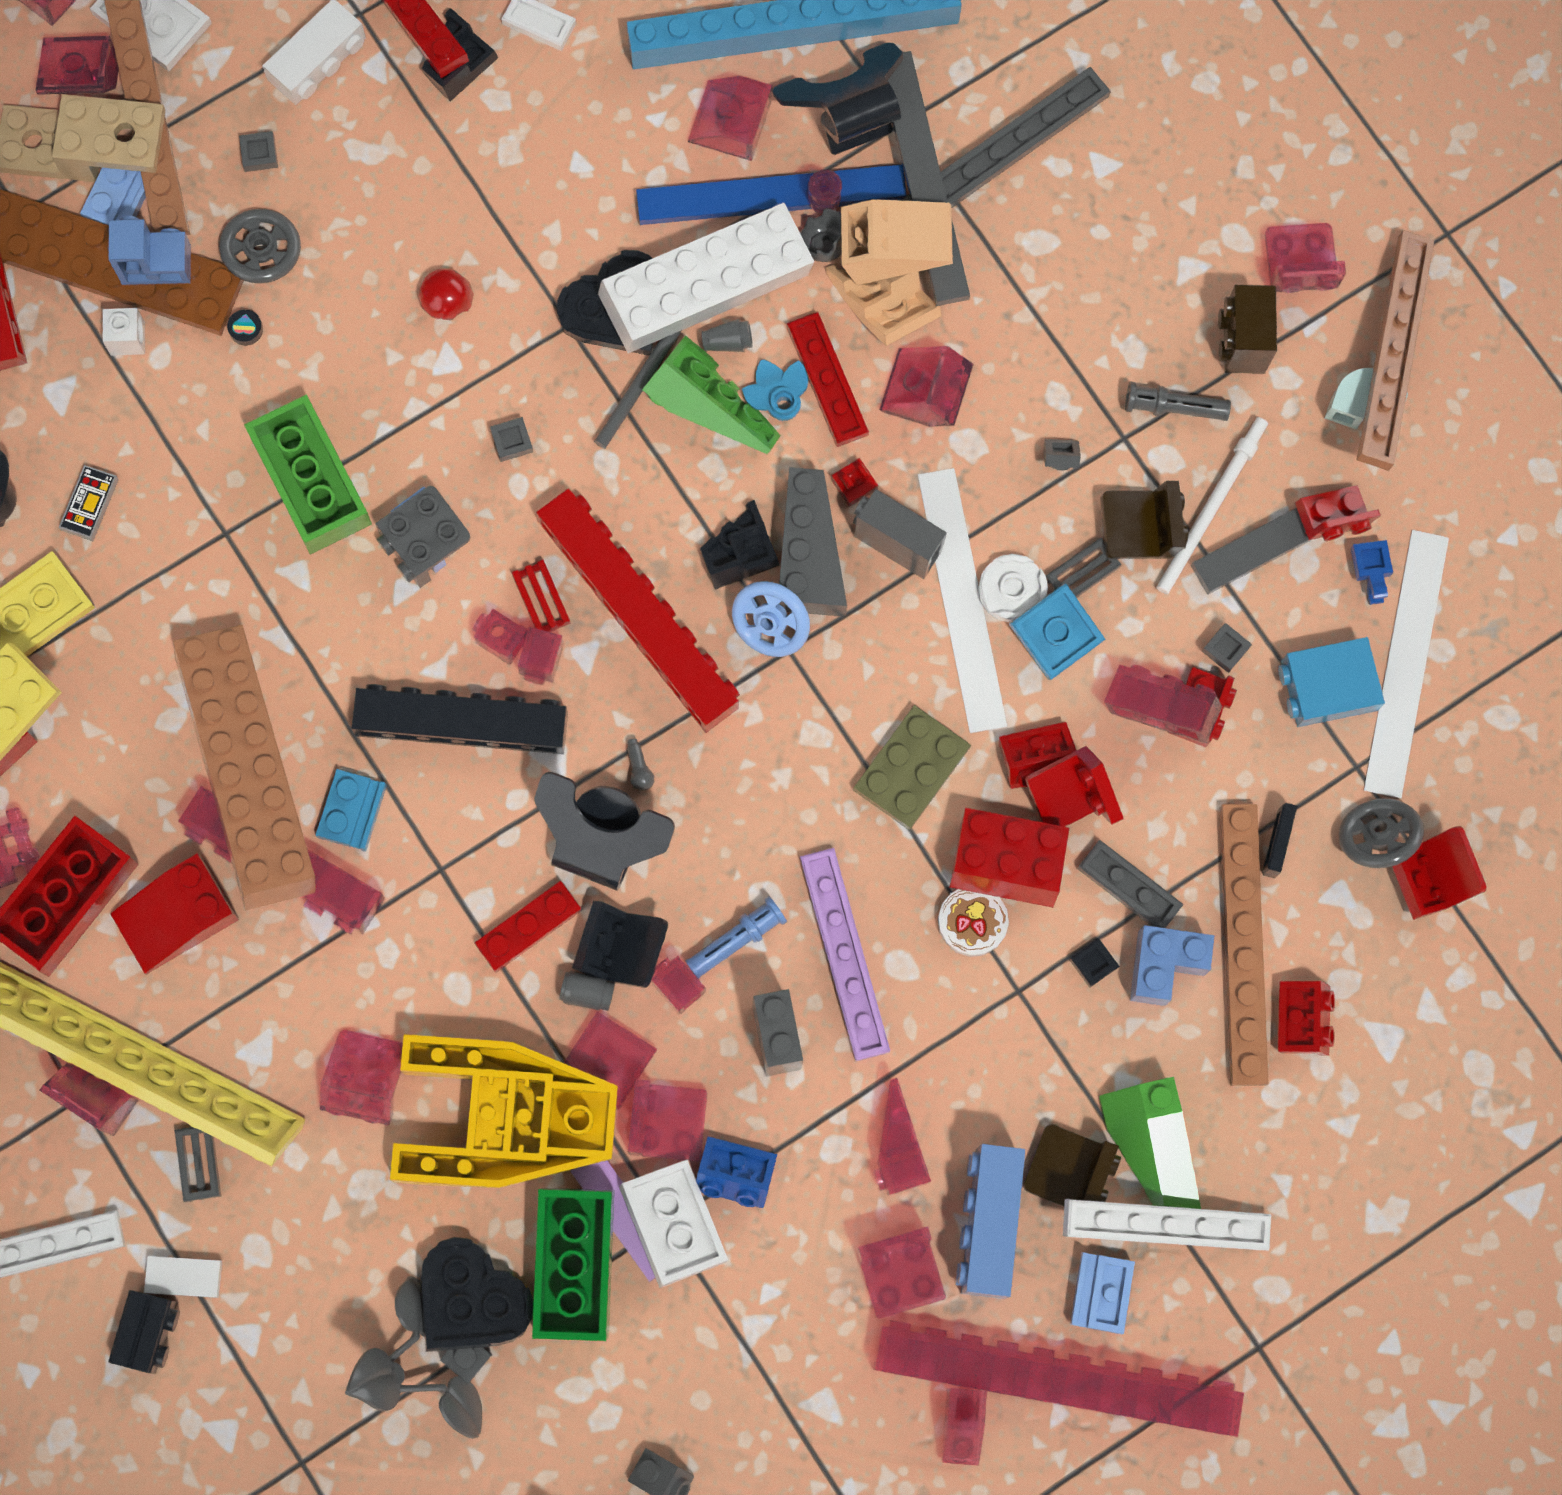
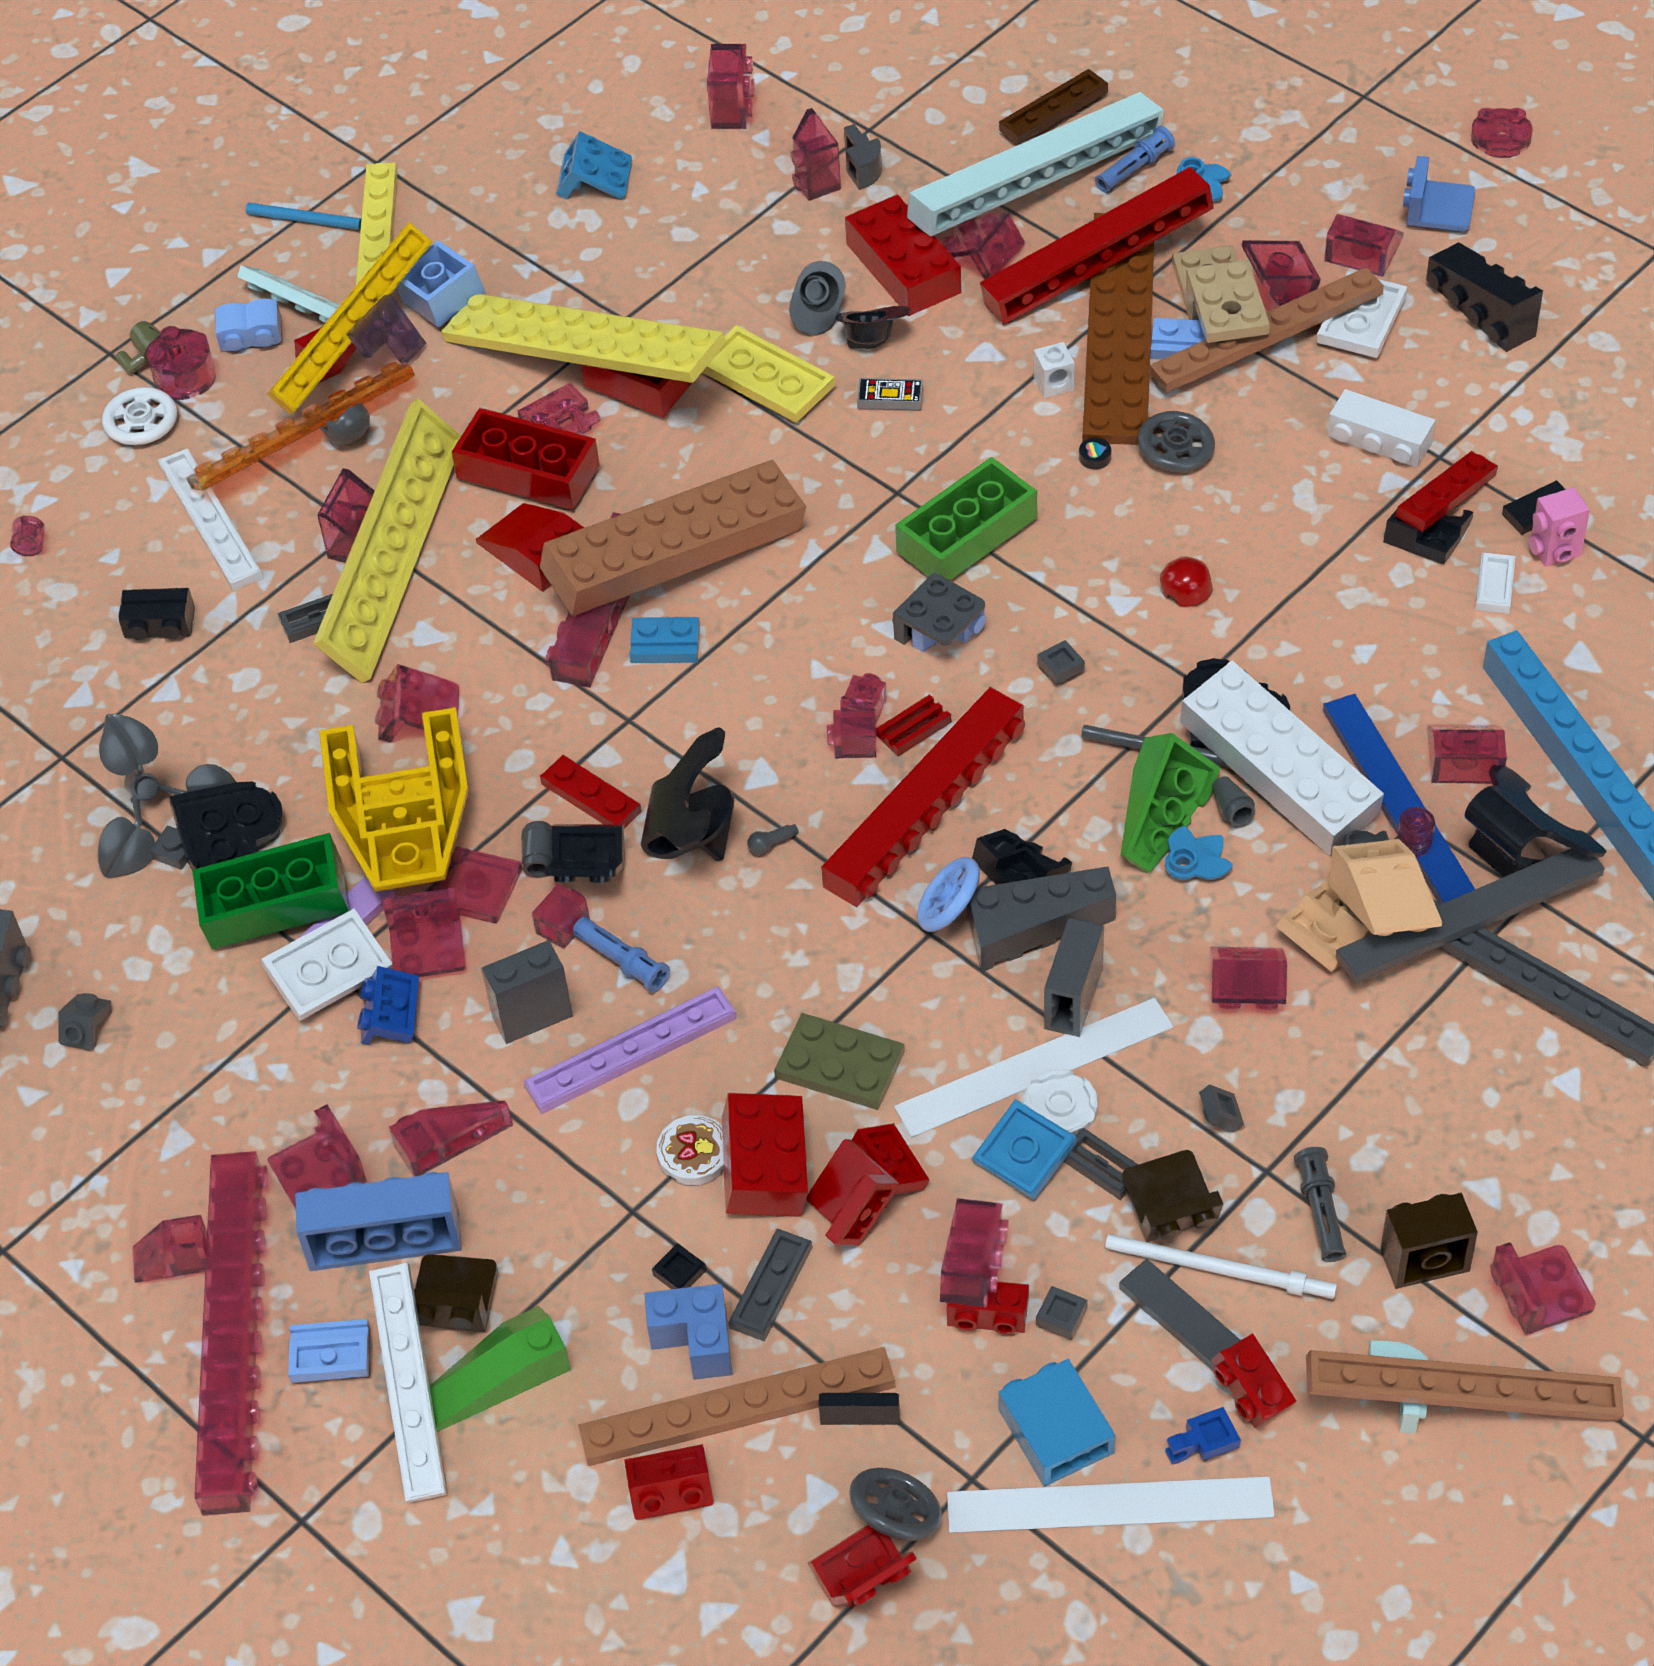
camera: 85 degrees right, 25 degrees down
(148, 256) = (1125, 351): medium blue brick -> none
(183, 1276) = (211, 632): white tile -> none
(258, 151) = (1266, 417): dark grey plate -> none
(460, 720) = (772, 693): black brick -> none
(827, 379) = (1224, 895): red tile -> none
(854, 482) = (1124, 942): red tile -> none

